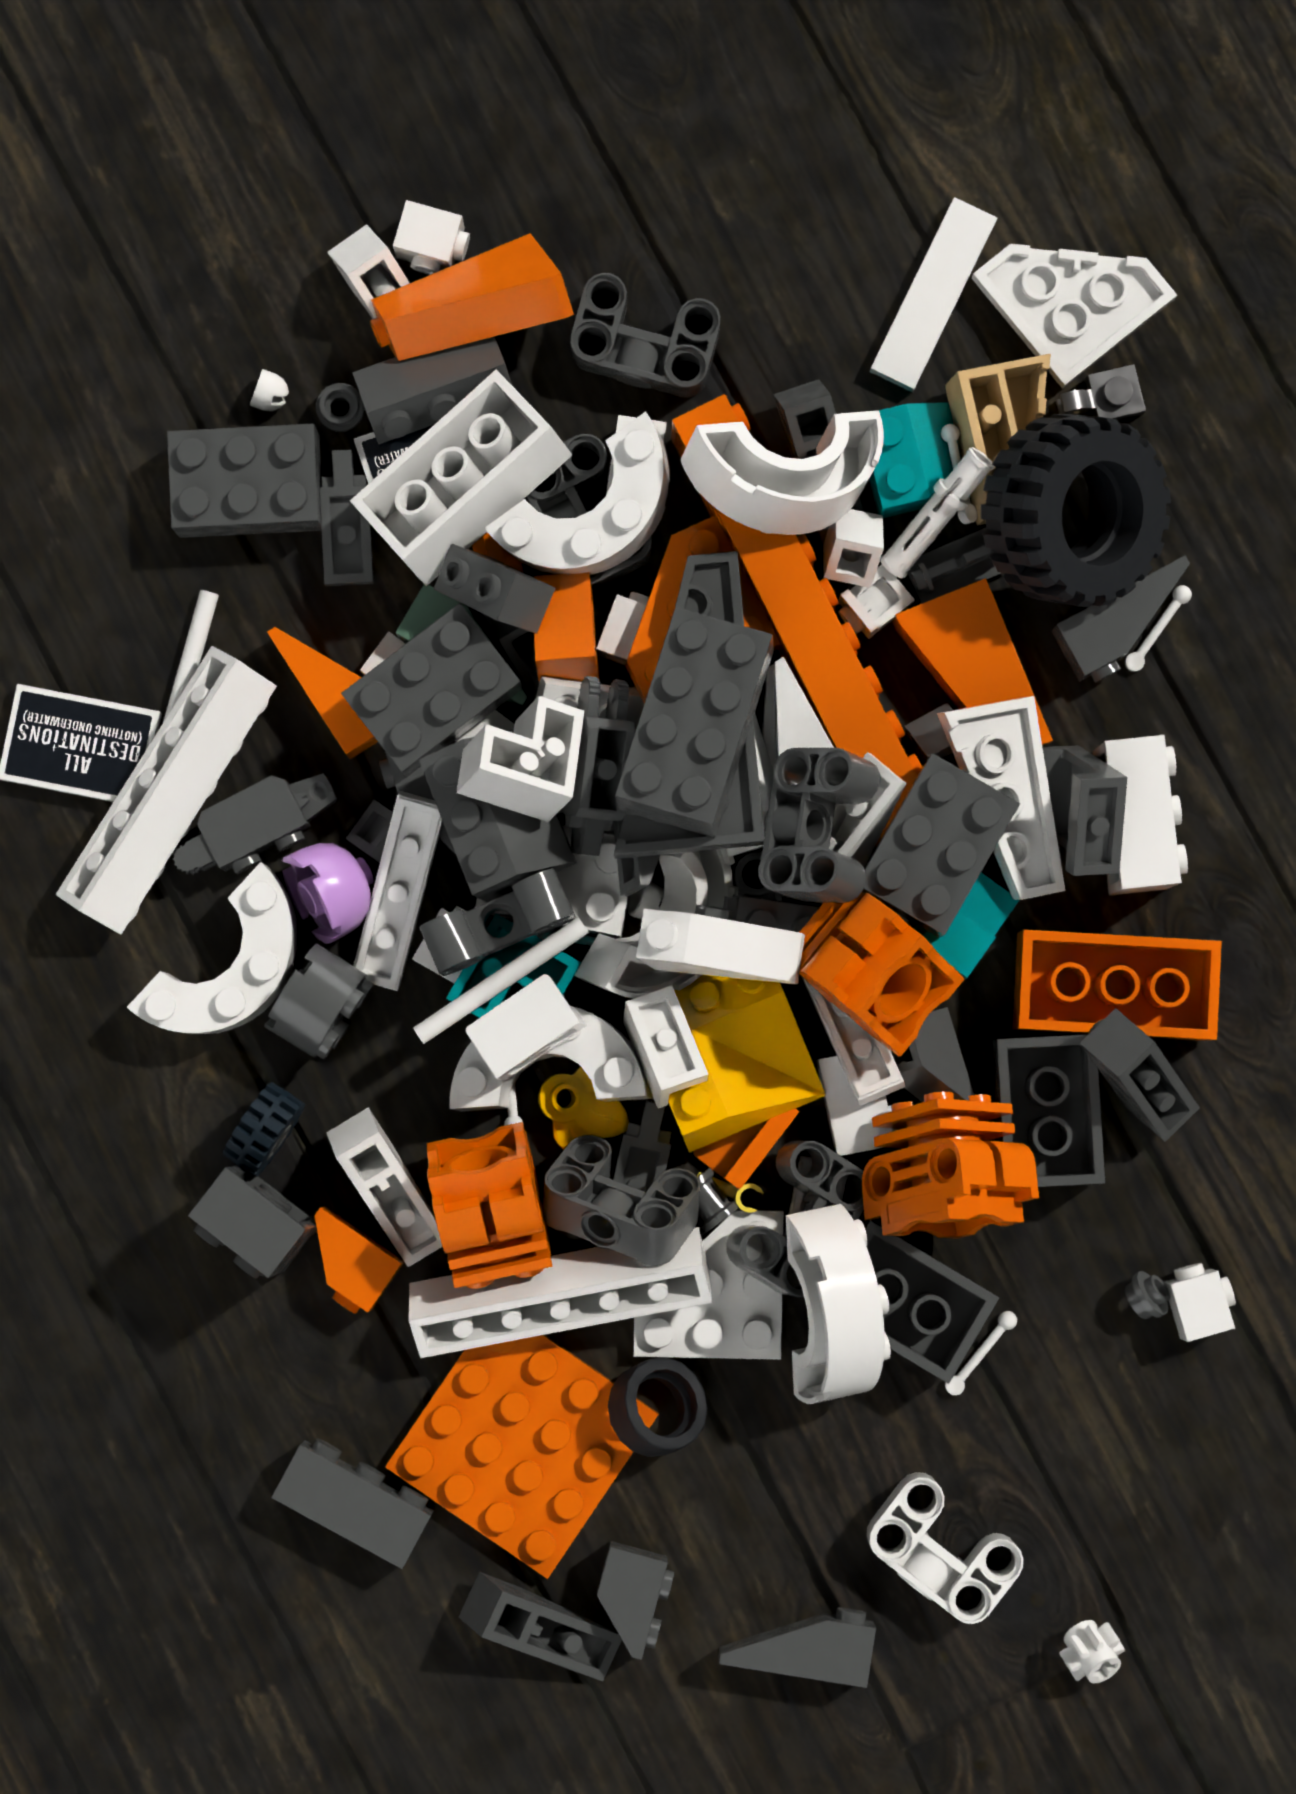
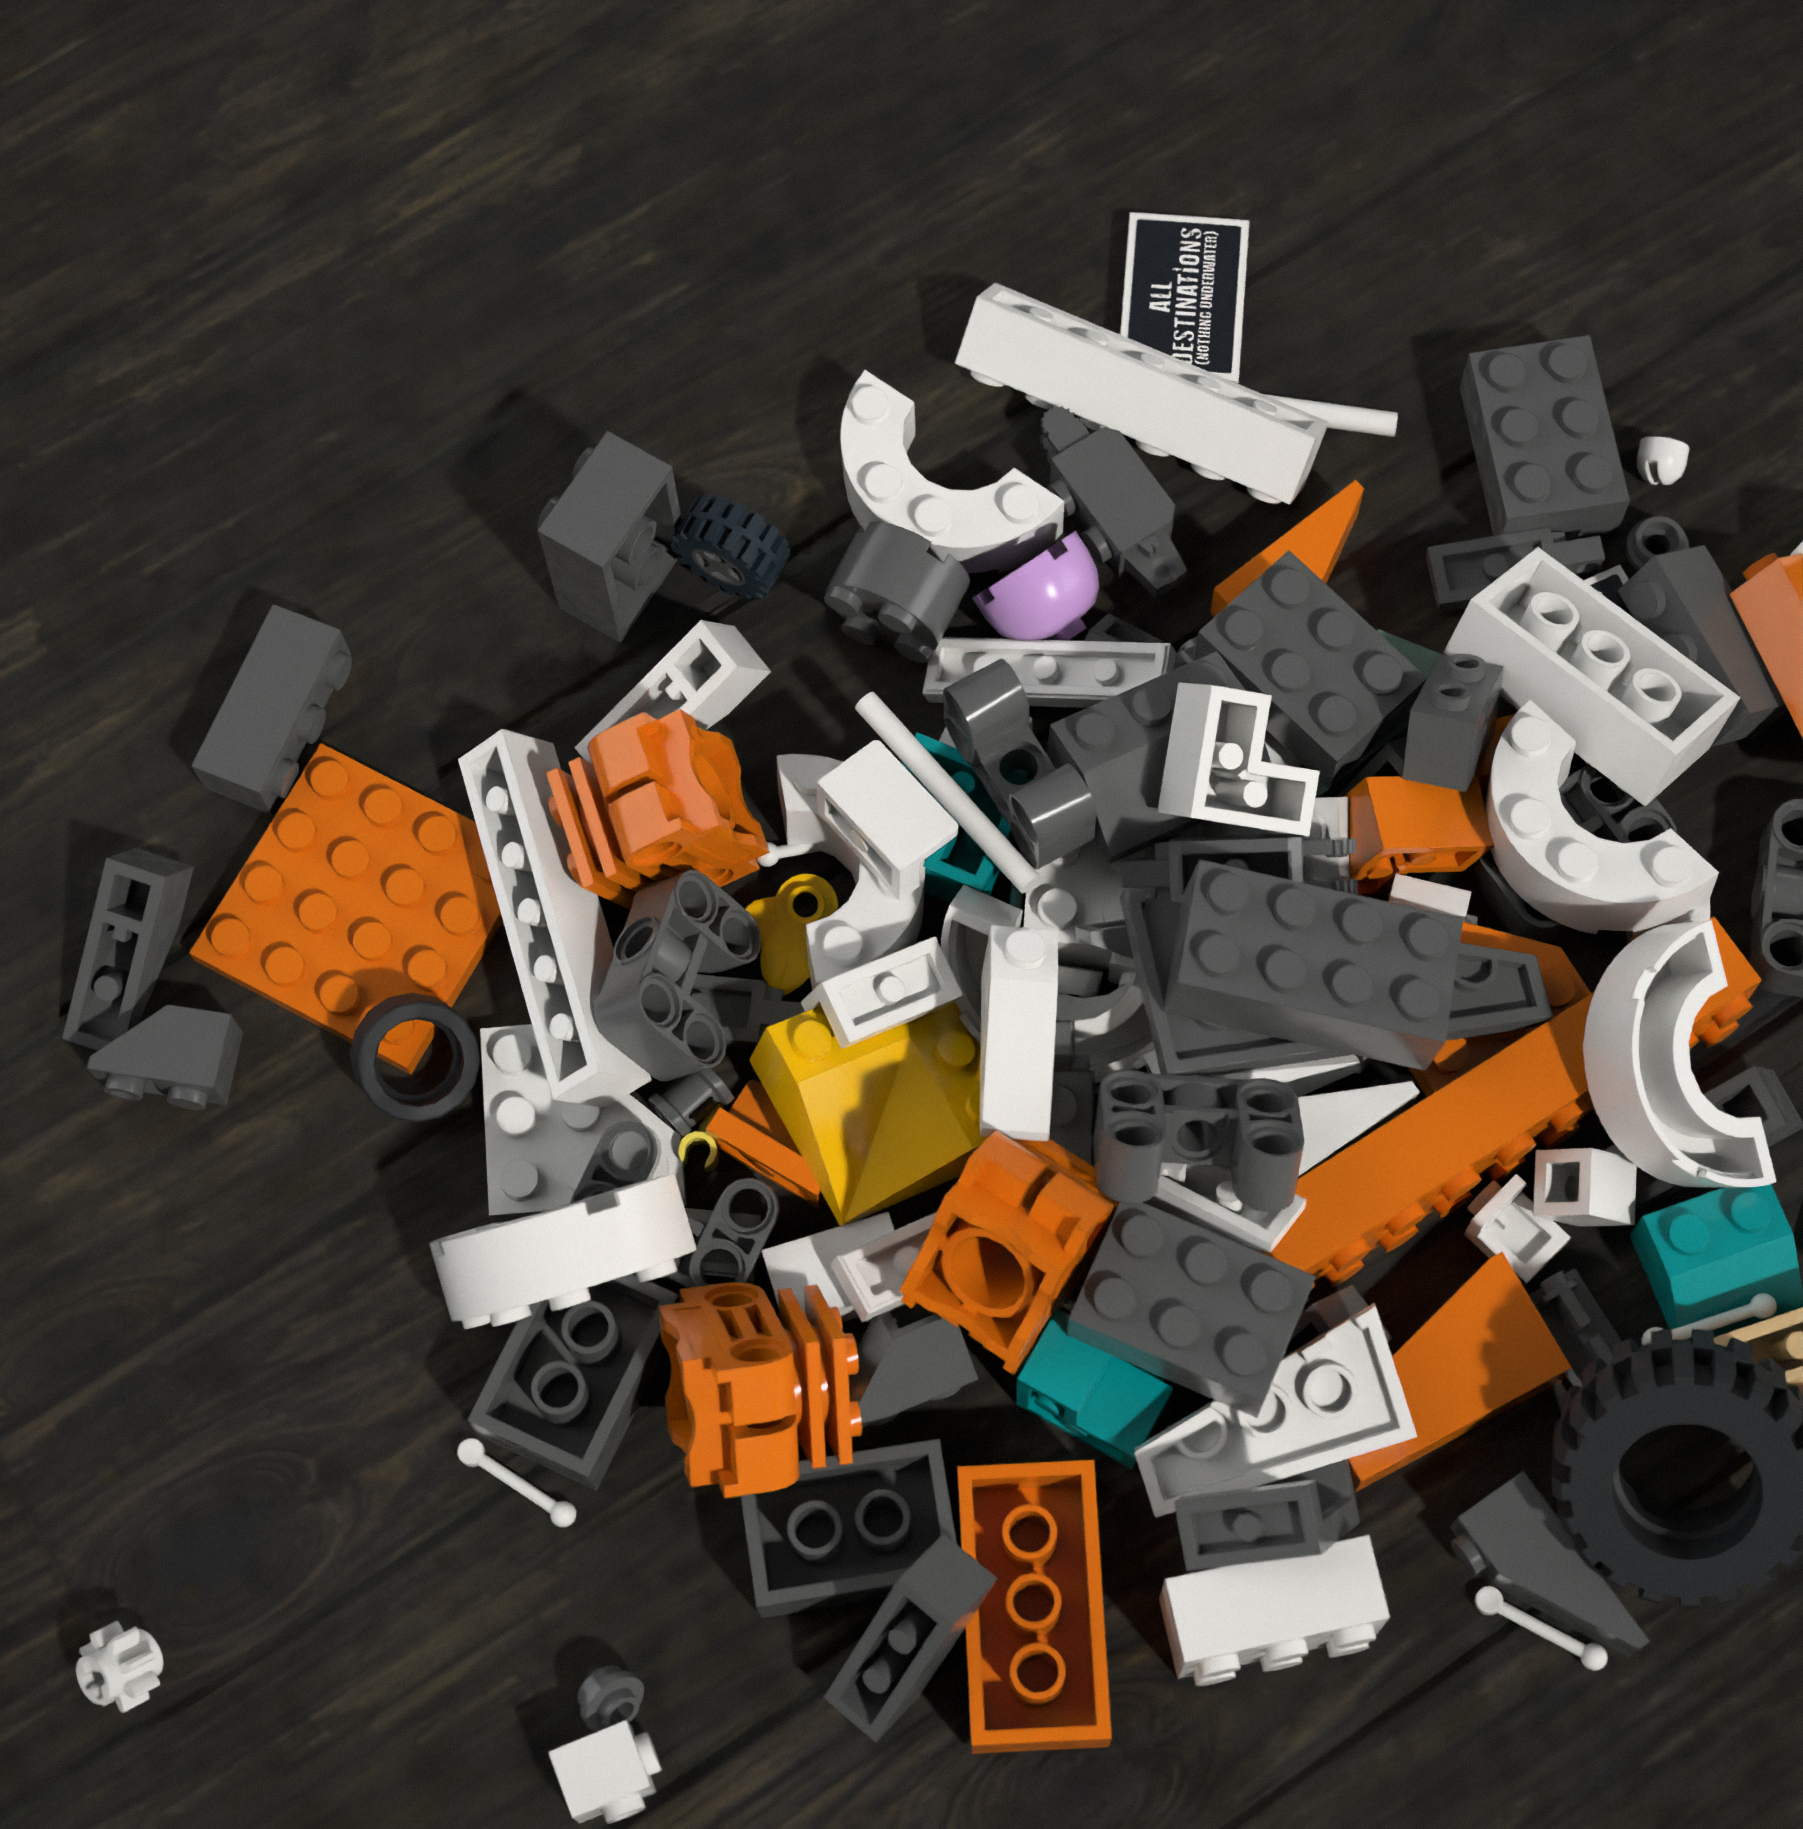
camera: 85 degrees right, 15 degrees down
(354, 1262) = (575, 676): orange slope -> none
(815, 1648) = (110, 1307): dark grey slope -> none
(930, 1566) = (225, 1435): white beam -> none
(949, 497) = (1673, 1299): white pin -> none

